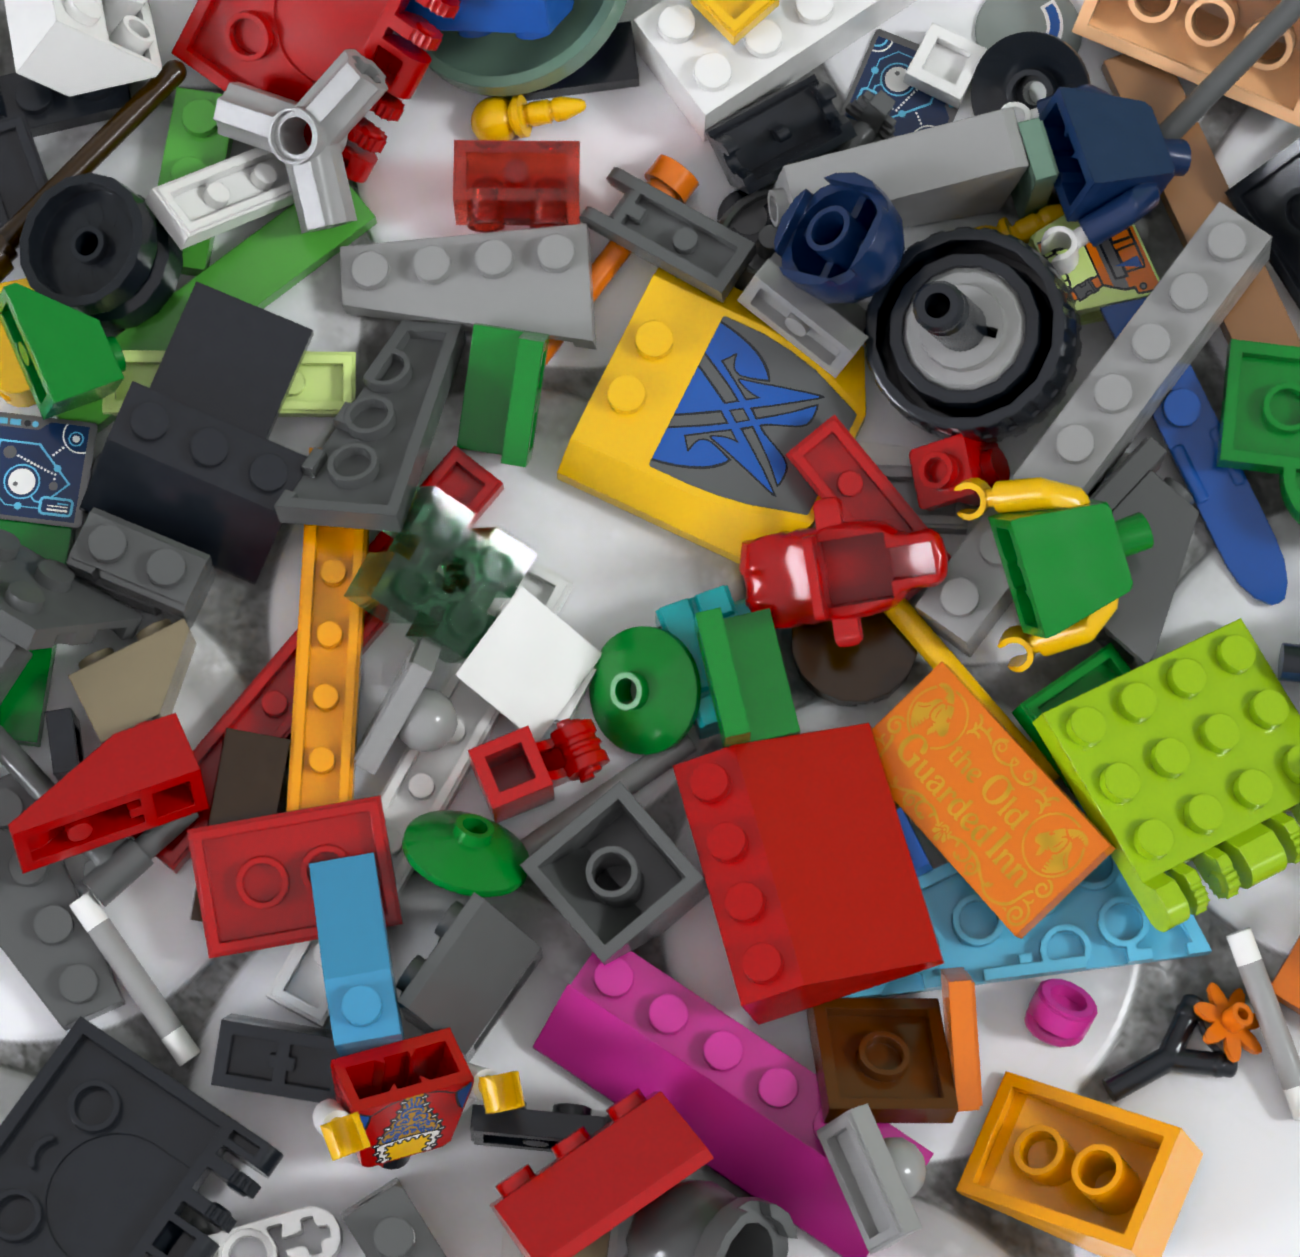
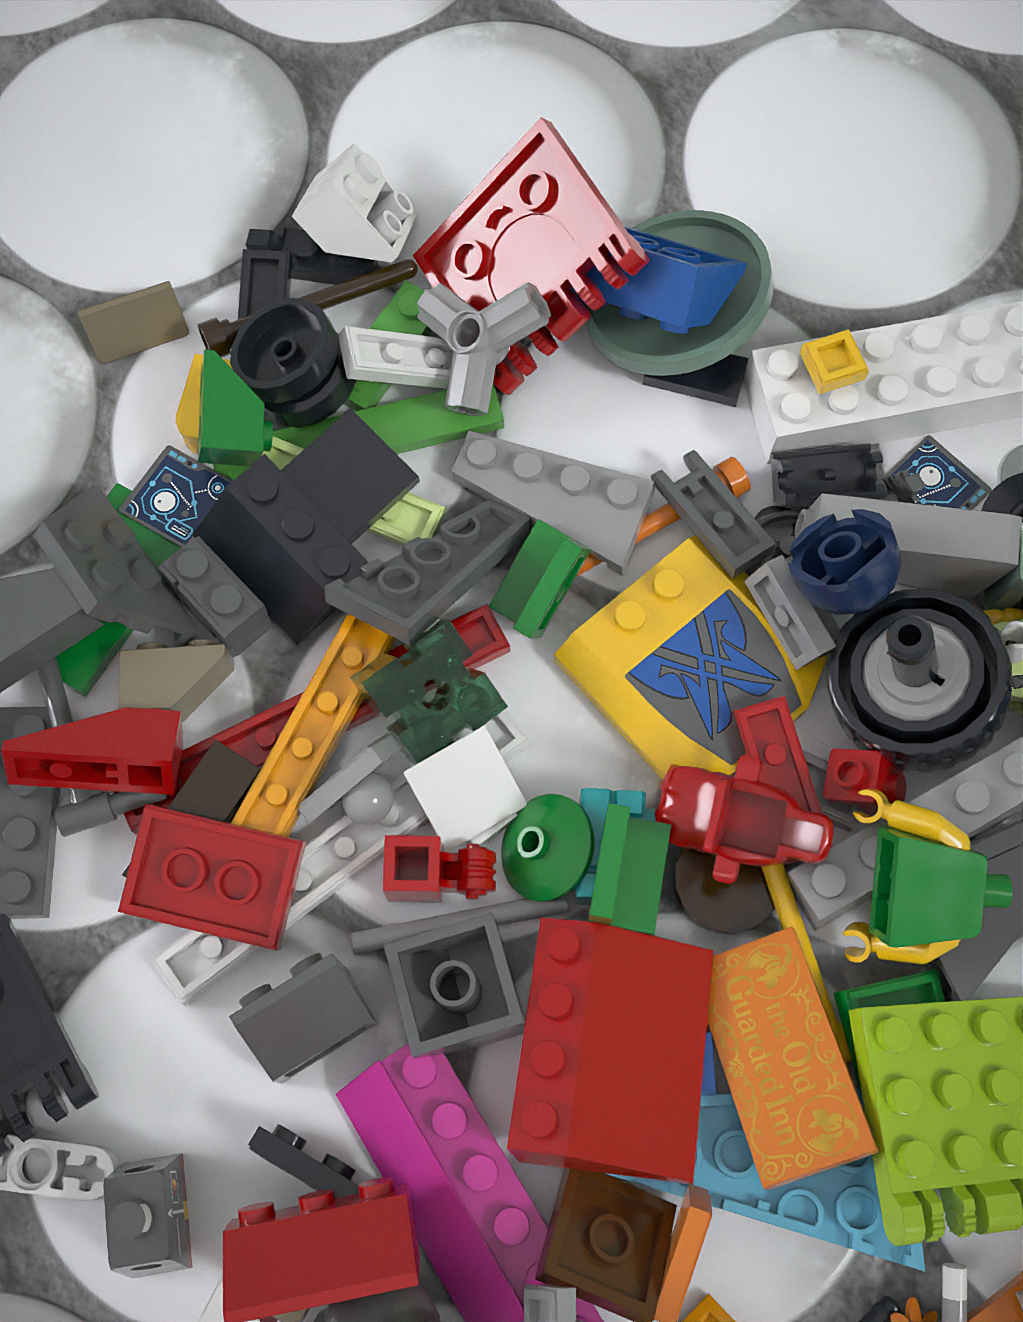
camera: 25 degrees right, 5 degrees down
(64, 741) = (97, 696): black tile -> none
(135, 978) = (60, 903): light grey bar -> none
(275, 1058) = (136, 1017): black hinge -> none
(355, 954) = (218, 963): dark azure slope -> none
(407, 1099) = (198, 1100): torso -> none
(465, 853) = (348, 916): green dish -> none
(503, 119) = (623, 390): yellow bar -> none
(516, 183) = (615, 432): clear red brick -> none
(944, 65) = (970, 477): white tile -> none
(1060, 1013) = (775, 1265): dark pink tile -> none

